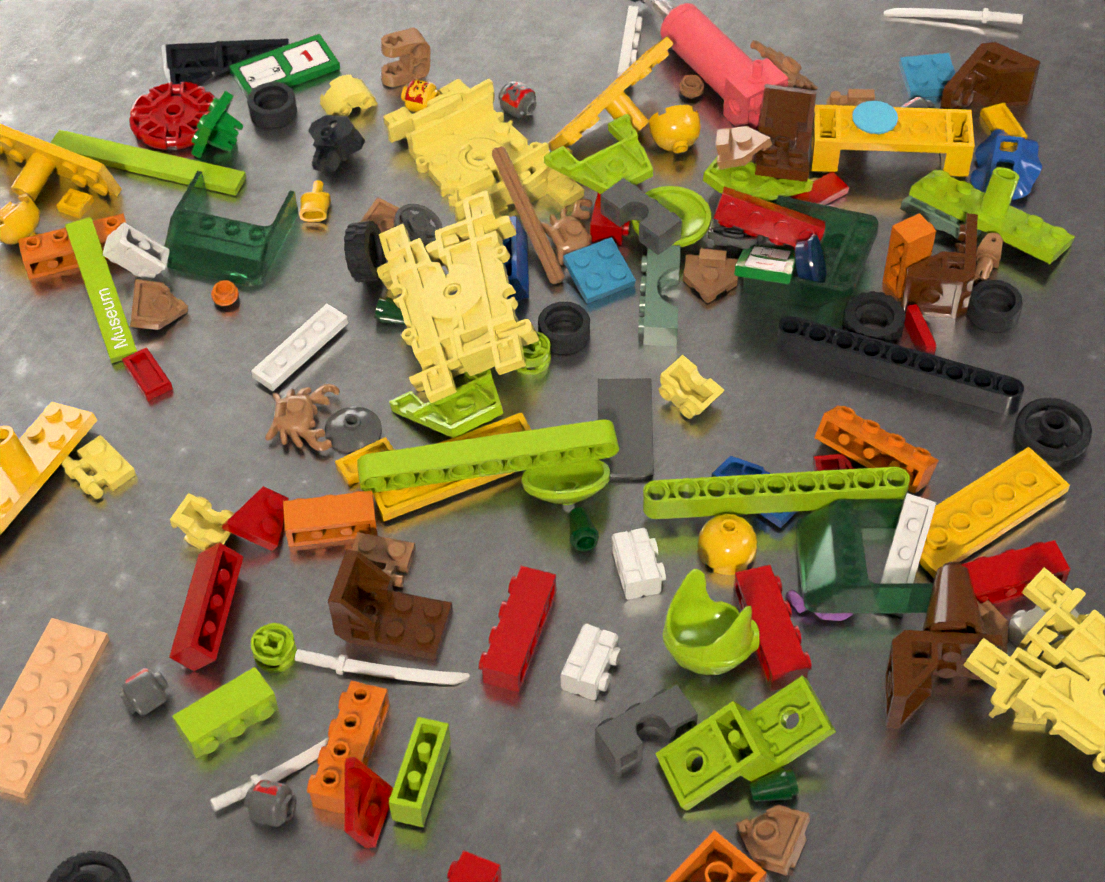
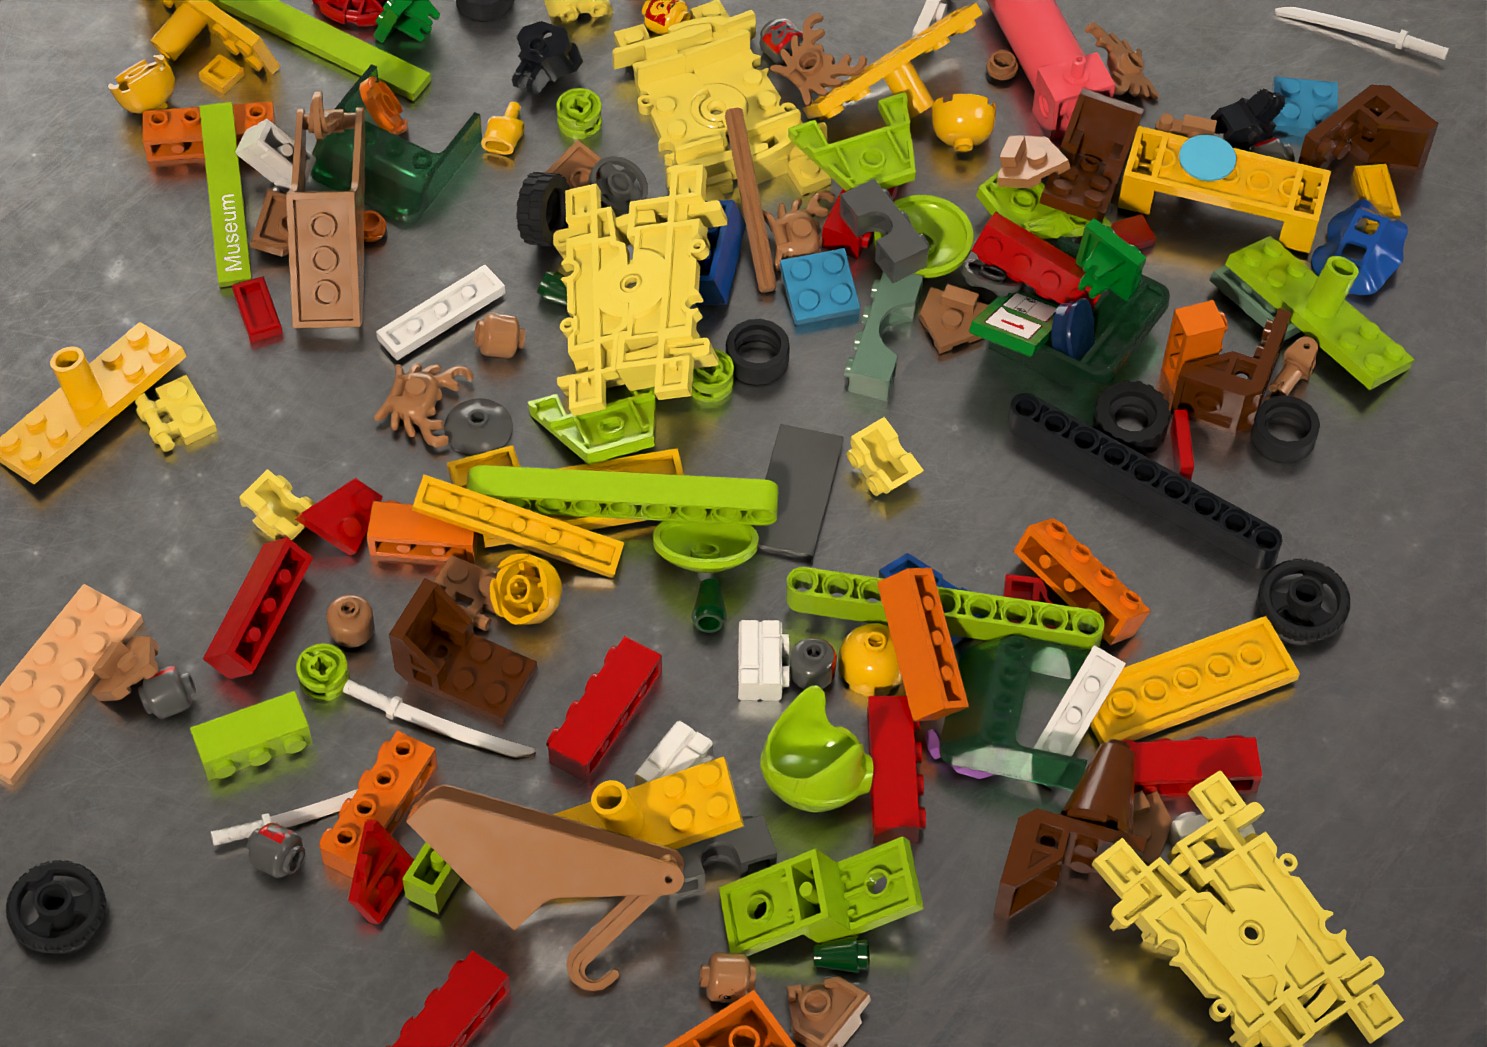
camera: 10 degrees right, 5 degrees up
(102, 677) = (124, 666): none -> medium nougat plate
(192, 299) = (326, 229): none -> medium nougat piece
(213, 199) = (383, 106): none -> orange plate
(287, 601) = (350, 621): none -> medium nougat head
(352, 355) = (498, 335): none -> medium nougat head
(370, 178) = (578, 111): none -> lime wheel
(408, 496) = (517, 526): none -> yellow plate
(428, 545) = (525, 589): none -> yellow cylinder
(498, 759) = (528, 856): none -> medium nougat piece
(546, 111) = (812, 68): none -> medium nougat animal
(567, 718) = (668, 809): none -> yellow plate
(680, 556) = (813, 663): none -> dark grey head
(685, 826) = (727, 977): none -> medium nougat head
(770, 520) = (922, 650): none -> orange brick
(826, 203) = (1108, 262): none -> green plate
(896, 86) = (1249, 119): none -> black hinge

